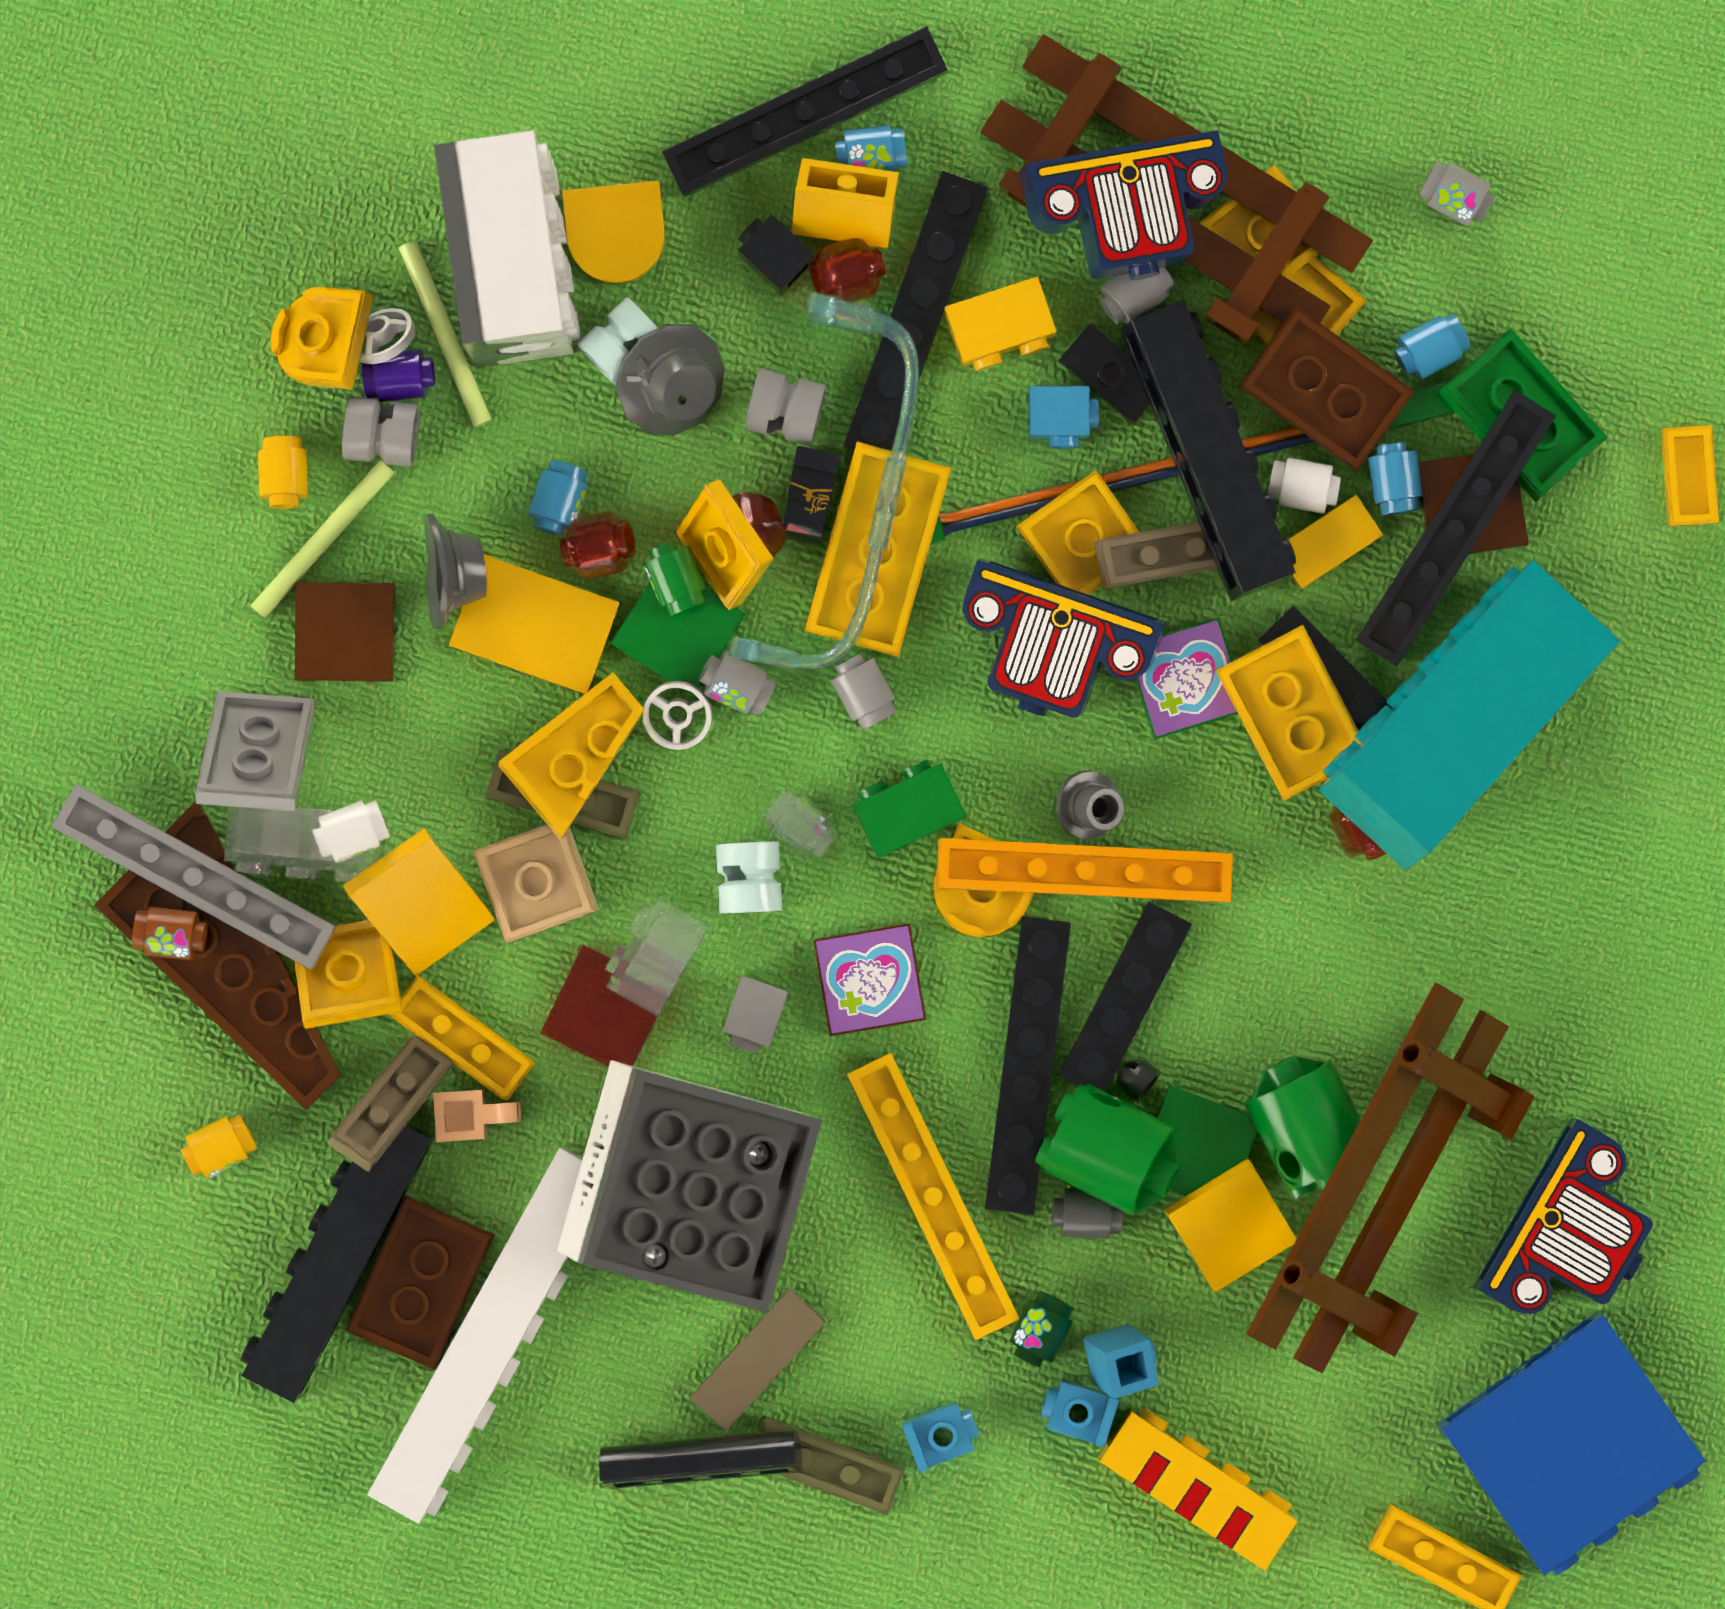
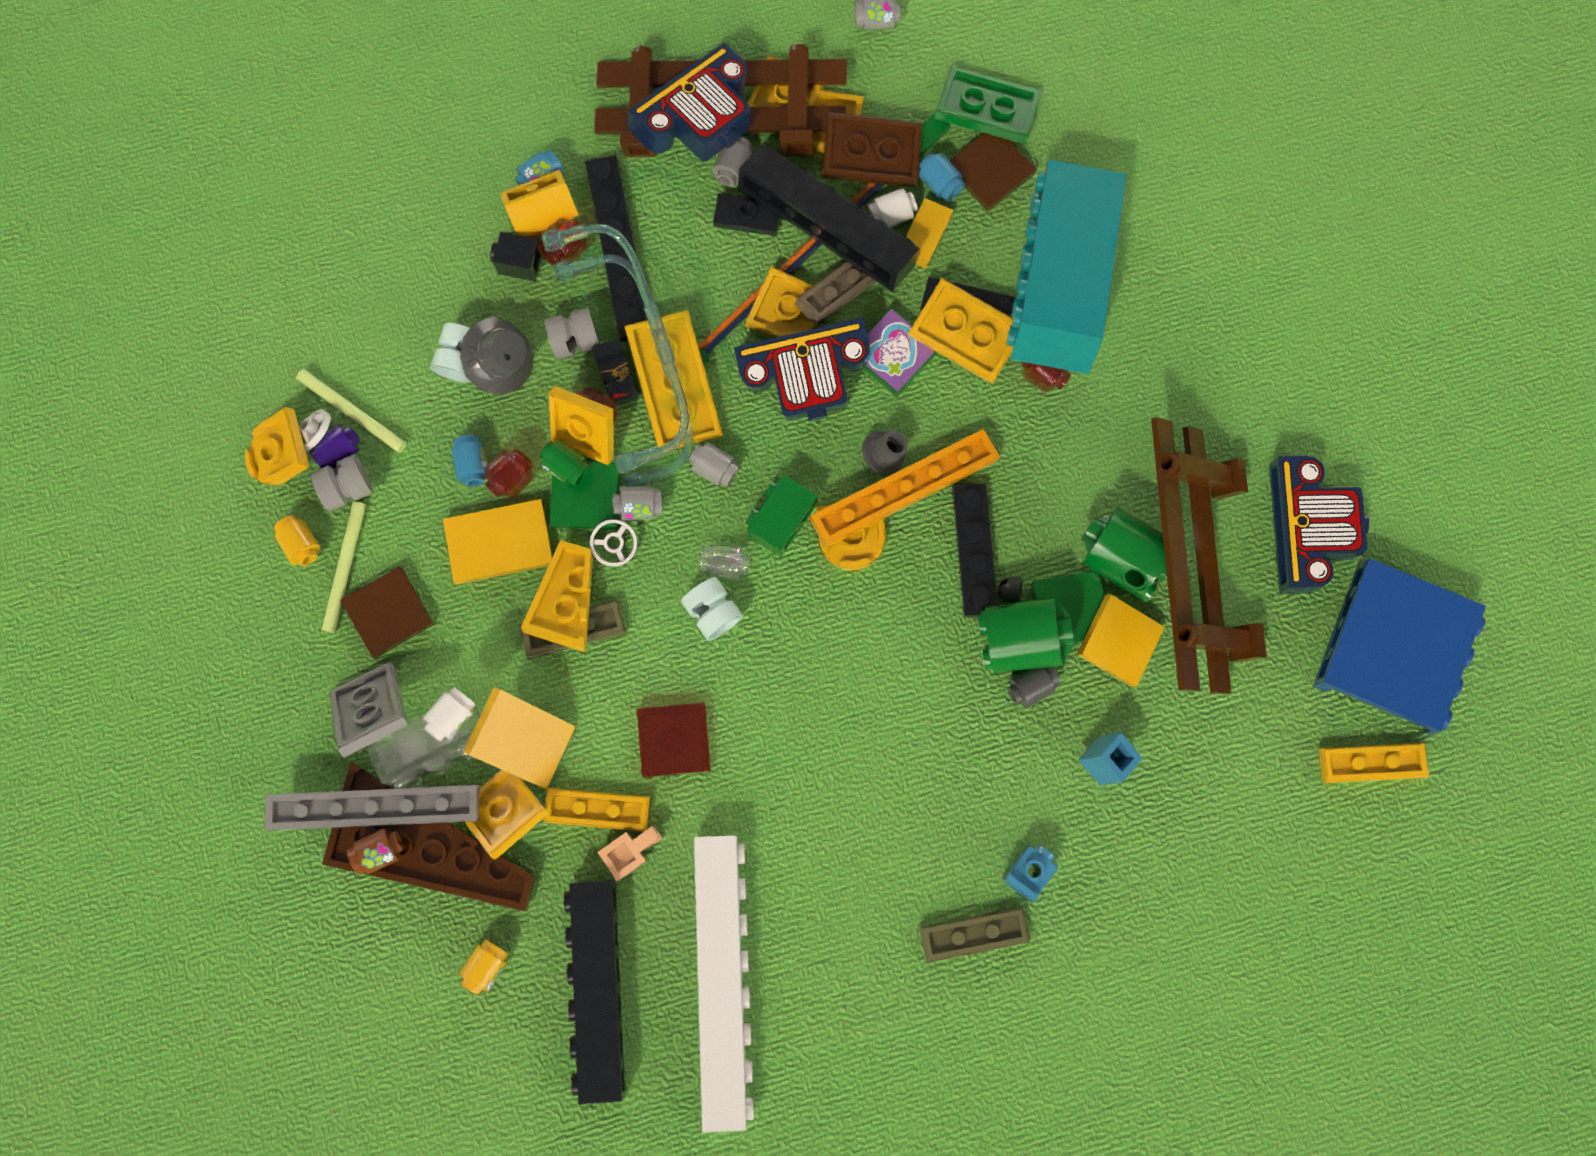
camera: 30 degrees left, 10 degrees down
(390, 1103) = (573, 874): dark tan tile -> none
(420, 1282) = (658, 976): reddish brown tile -> none
(454, 570) = (429, 532): dark grey hat -> none
(507, 248) = (351, 324): white piece -> none
(535, 882) = (586, 689): tan tile -> none
(615, 230) = (417, 298): yellow tile -> none
(656, 956) = (683, 687): clear brick -> none
(689, 1186) = (786, 808): dark grey piece -> none
(700, 1459) = (896, 978): black brick -> none
(754, 1014) = (763, 686): light grey brick -> none
(757, 1359) = (892, 895): dark tan tile -> none
(805, 112) = (487, 174): black plate -> none
(869, 979) = (819, 627): tile -> none
(933, 1196) = (936, 731): yellow plate -> none
(1000, 324) = (667, 220): yellow brick -> none
(1027, 1065) = (943, 622): black plate -> none
(1042, 1329) = (1050, 770): dark green brick -> none
(1062, 415) = (732, 249): dark azure brick -> none
(1099, 1417) = (1119, 801): dark azure brick -> none
(1197, 1488) = (1204, 808): yellow brick -> none
(1431, 346) = (915, 97): dark azure brick -> none
(1456, 527) = (992, 177): black plate -> none
(1689, 476) = (1098, 86): yellow tile -> none

